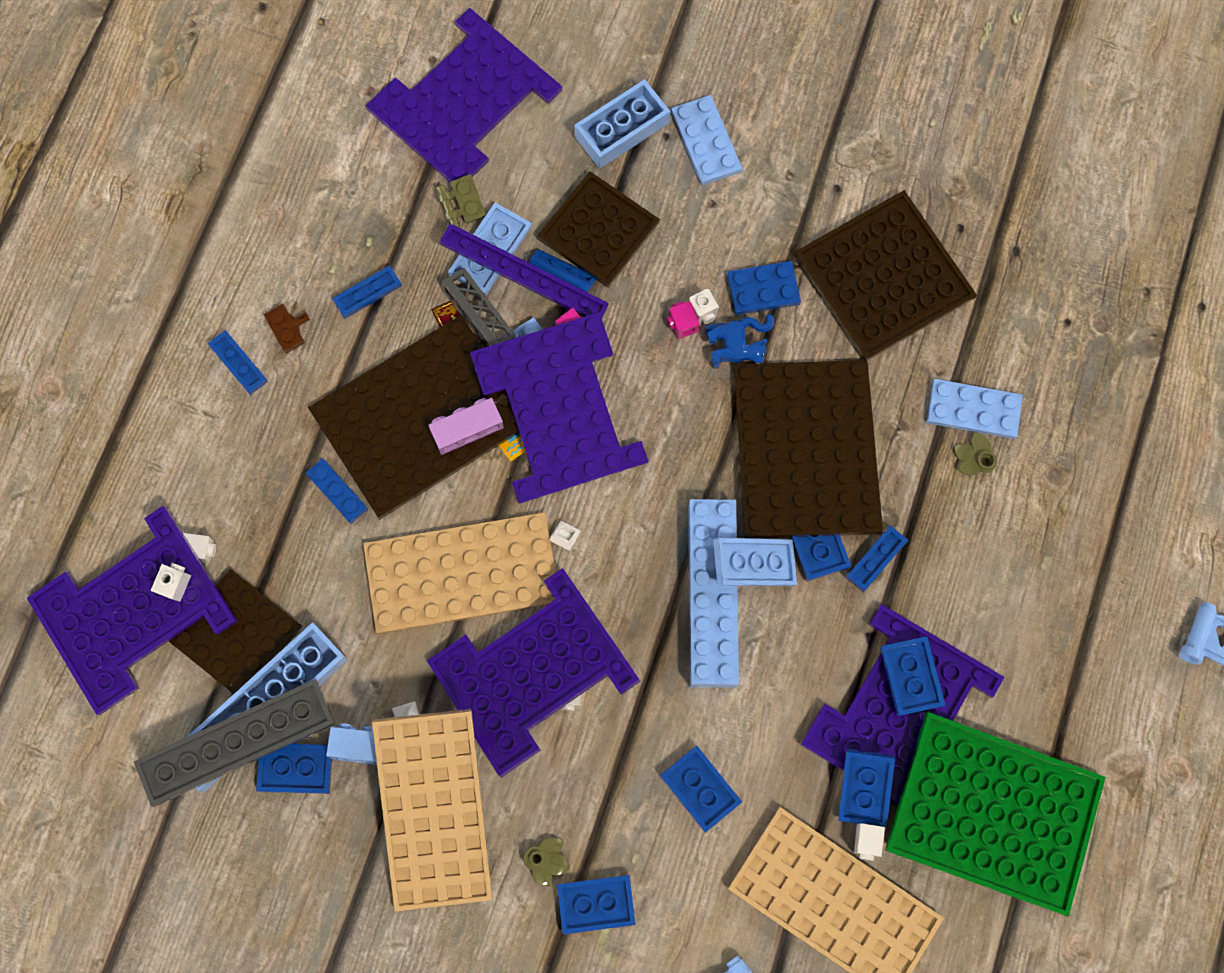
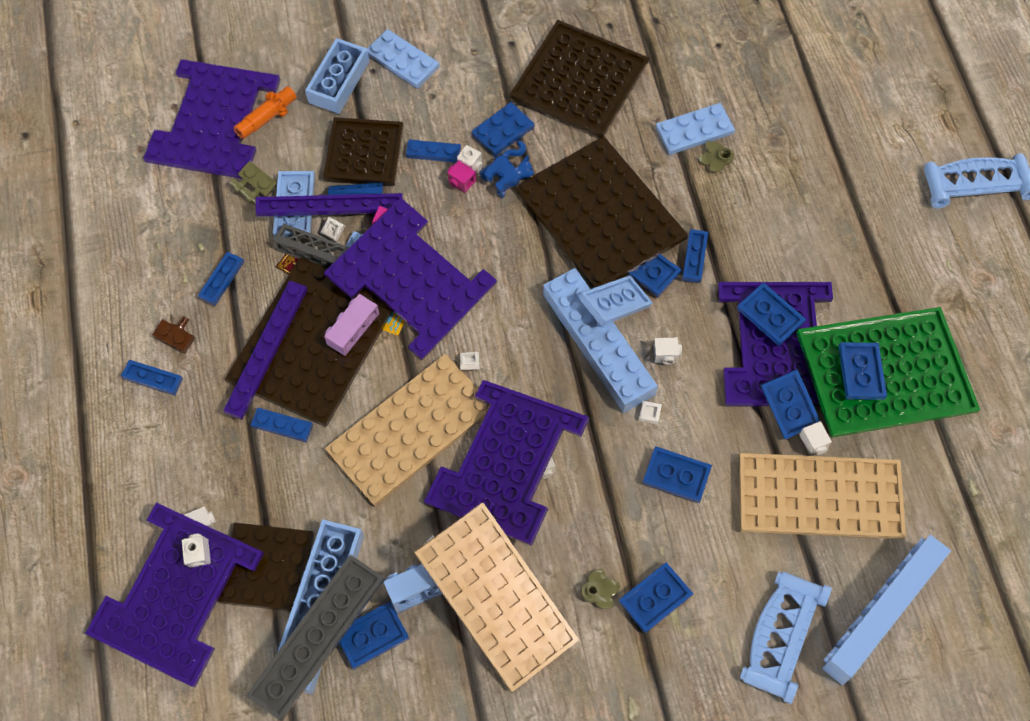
camera: 25 degrees left, 10 degrees down
(365, 400) = (265, 350): none -> dark purple plate
(513, 302) = (333, 229): none -> white tile
(531, 122) = (274, 105): none -> orange gear
(673, 270) = (433, 151): none -> blue plate
(717, 704) = (650, 412): none -> white tile
(776, 648) = (666, 350): none -> white brick
(965, 801) = (862, 371): none -> blue plate

